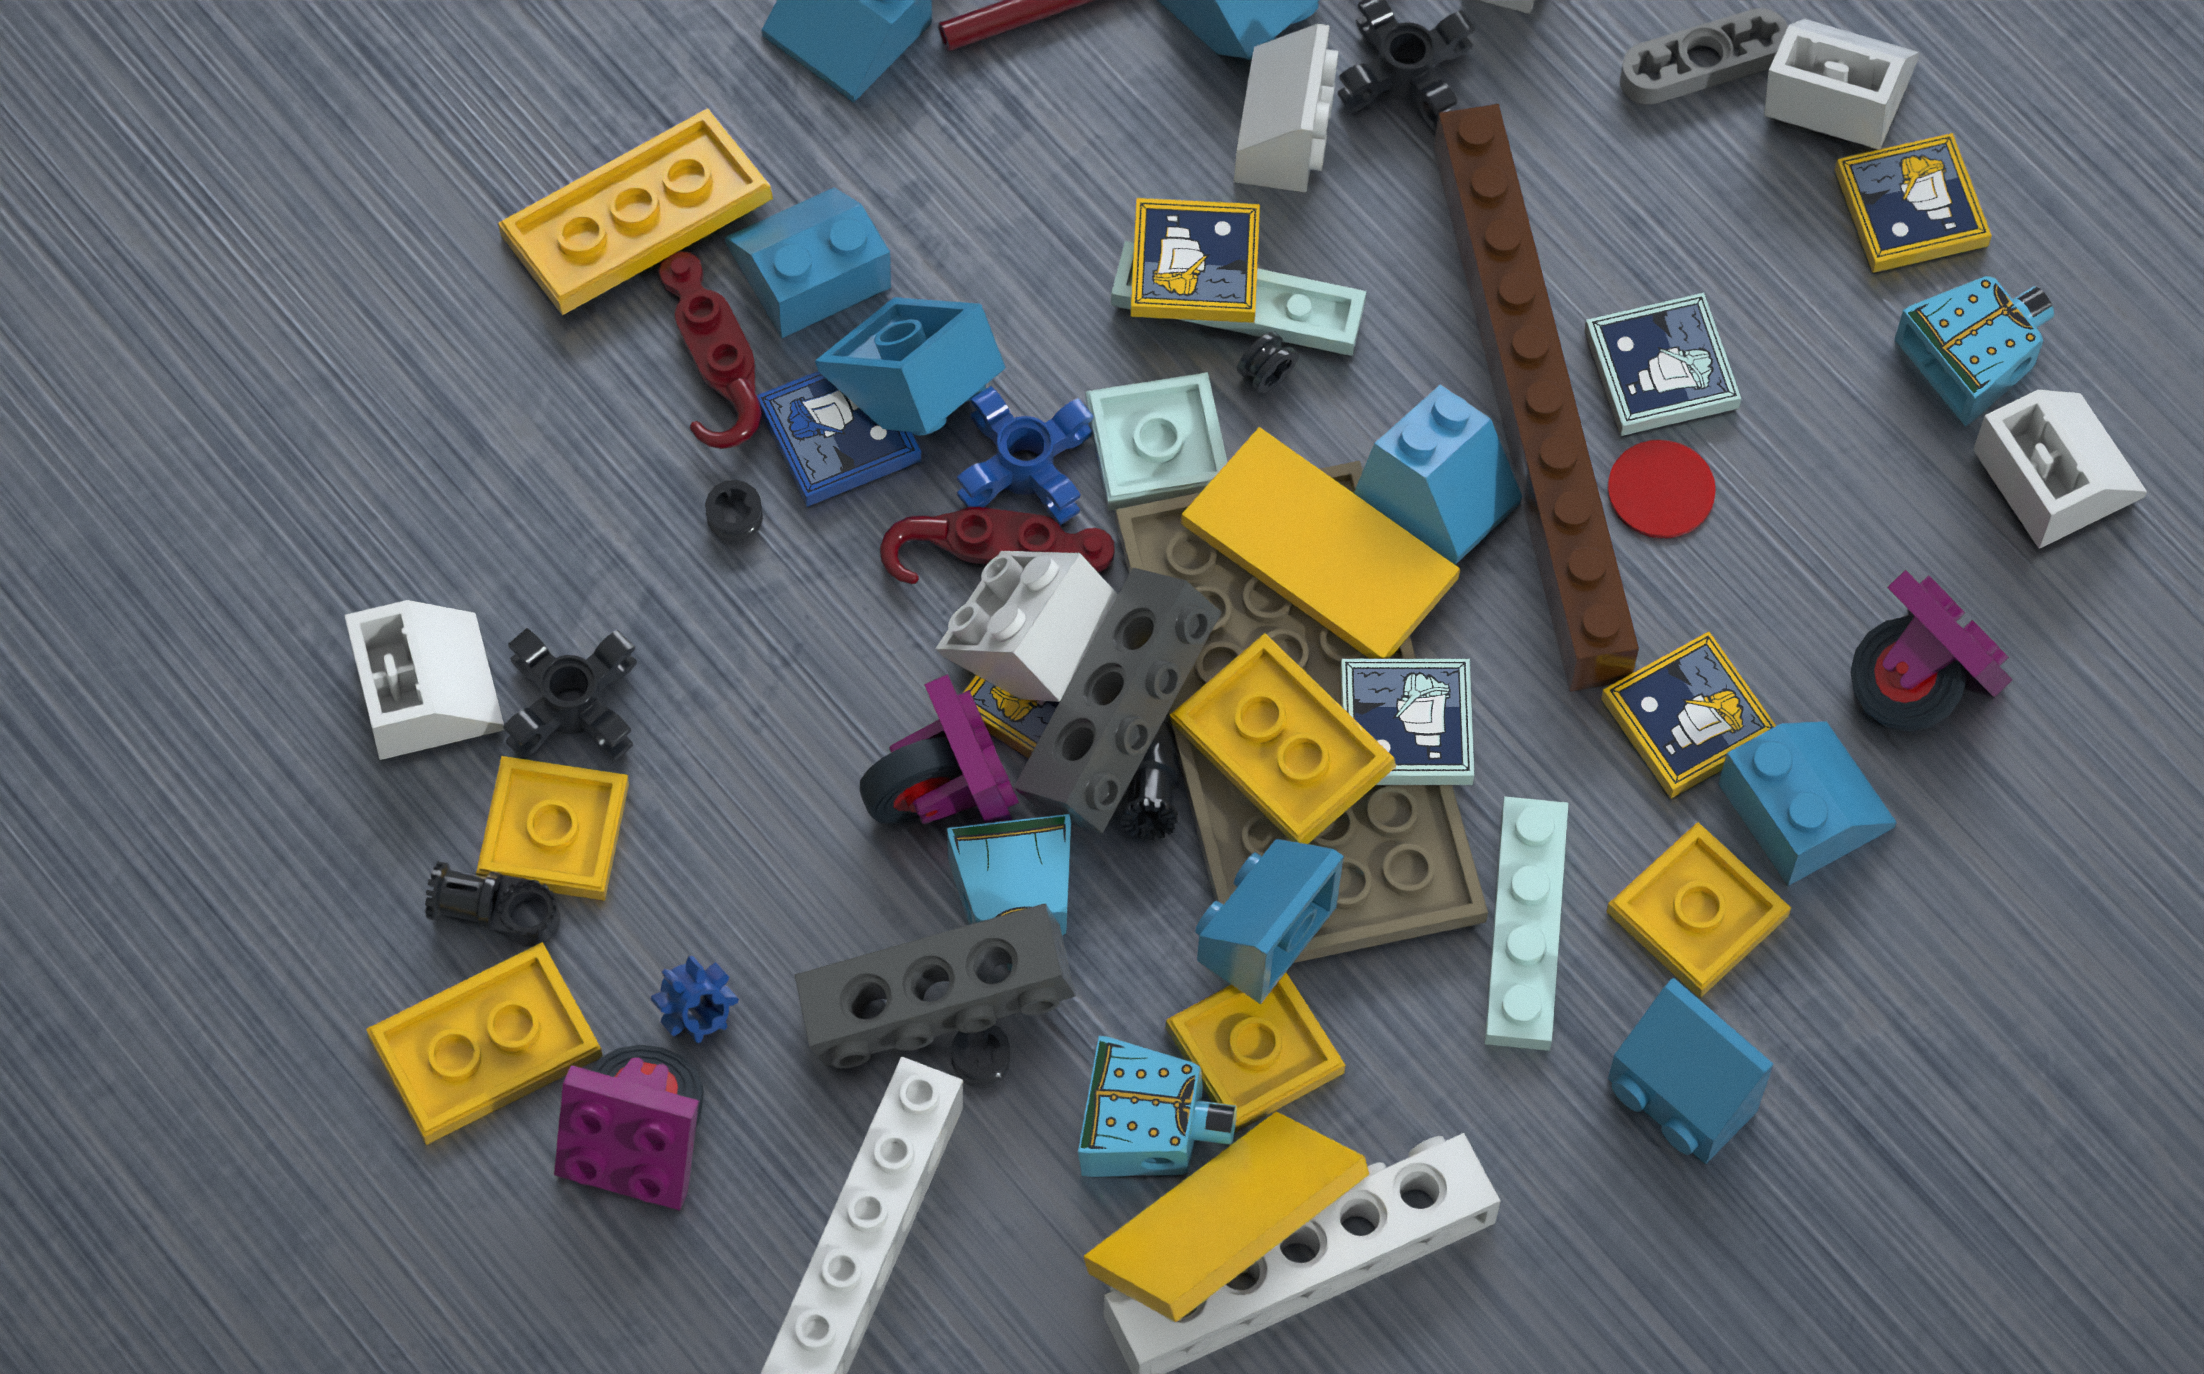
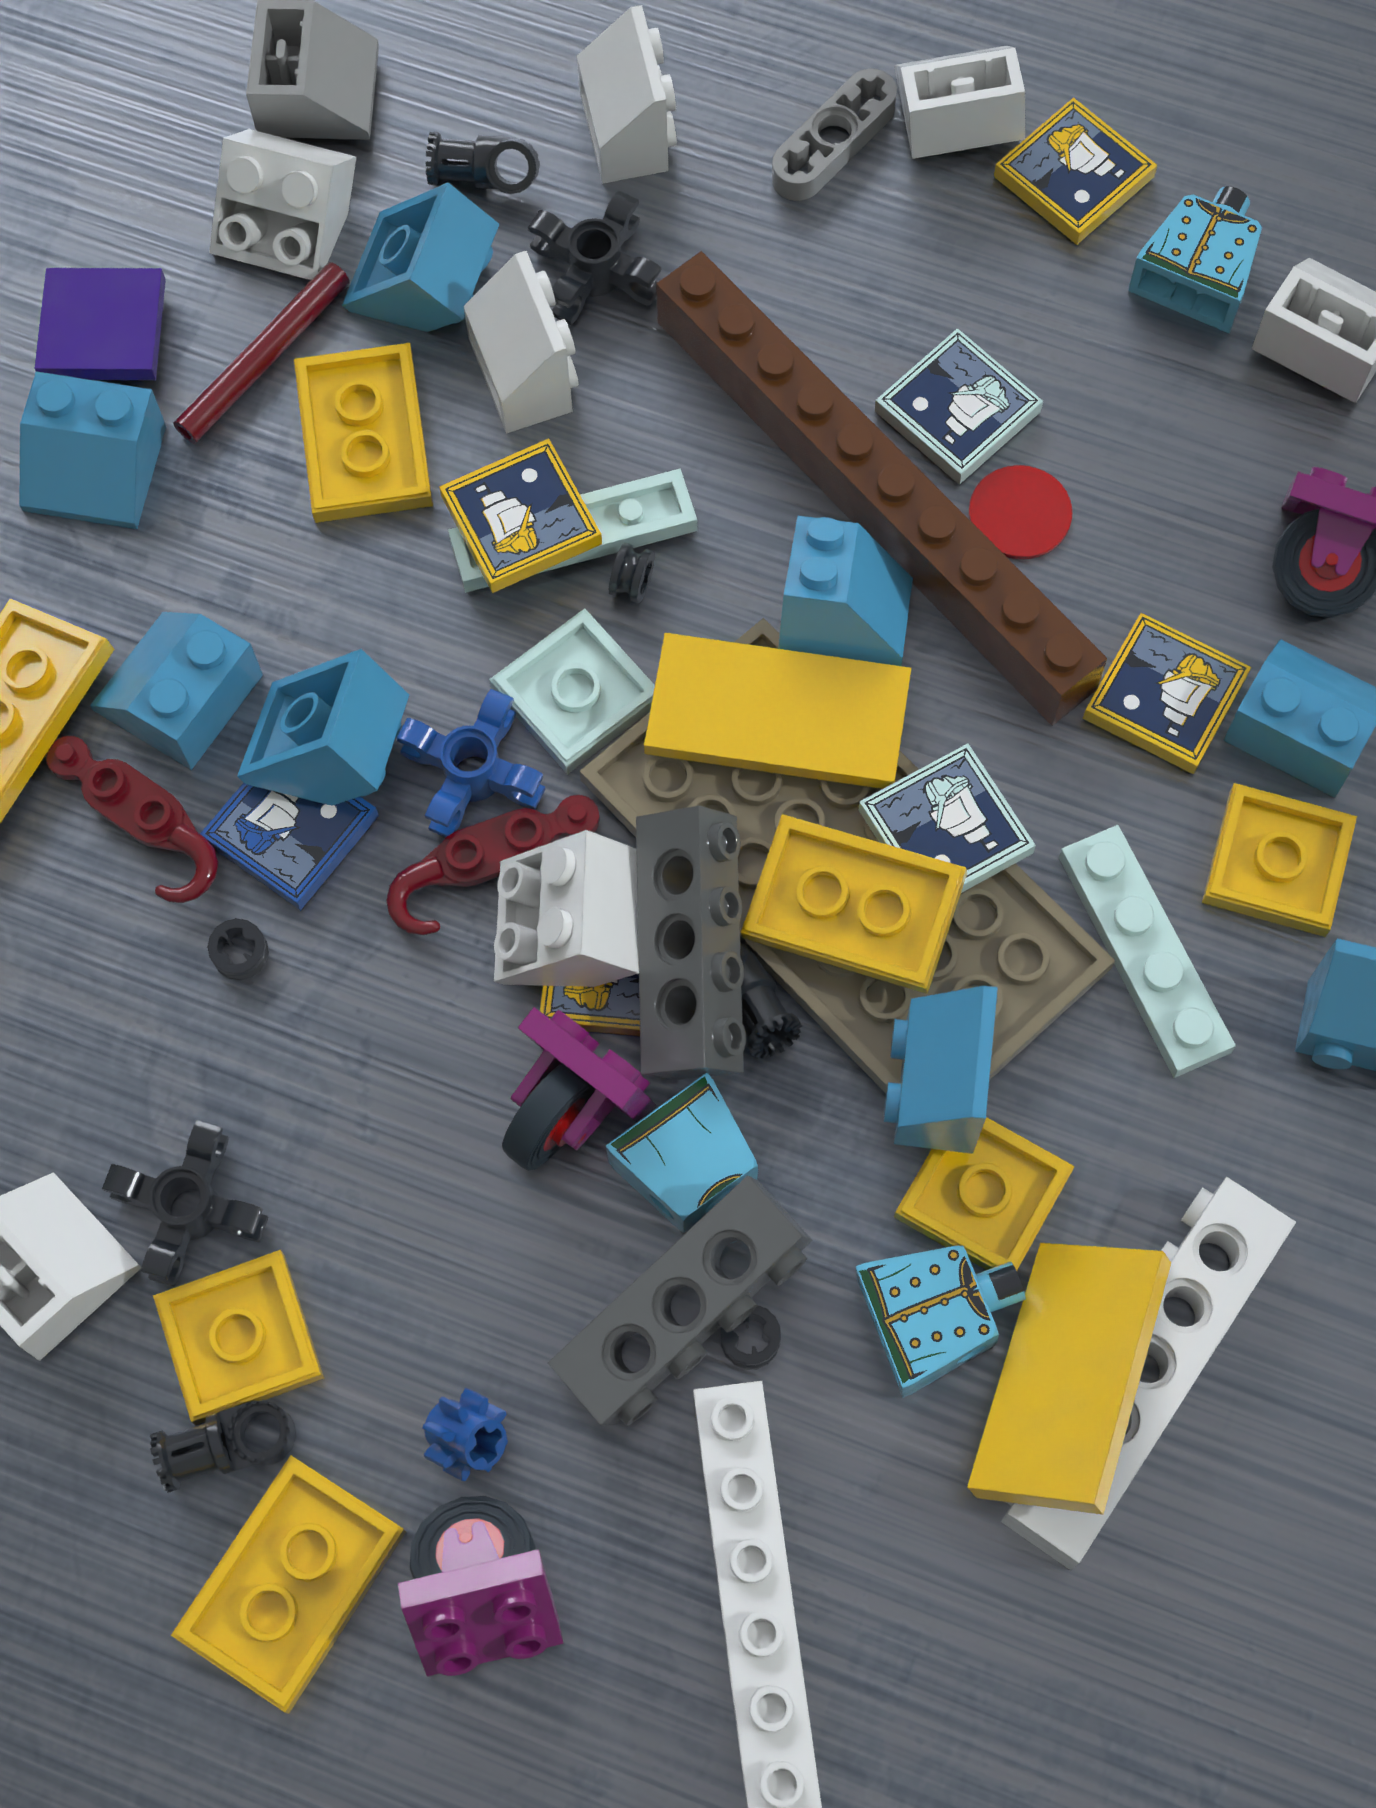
camera: 25 degrees left, 5 degrees up
(1103, 116) = (362, 433): none -> yellow tile

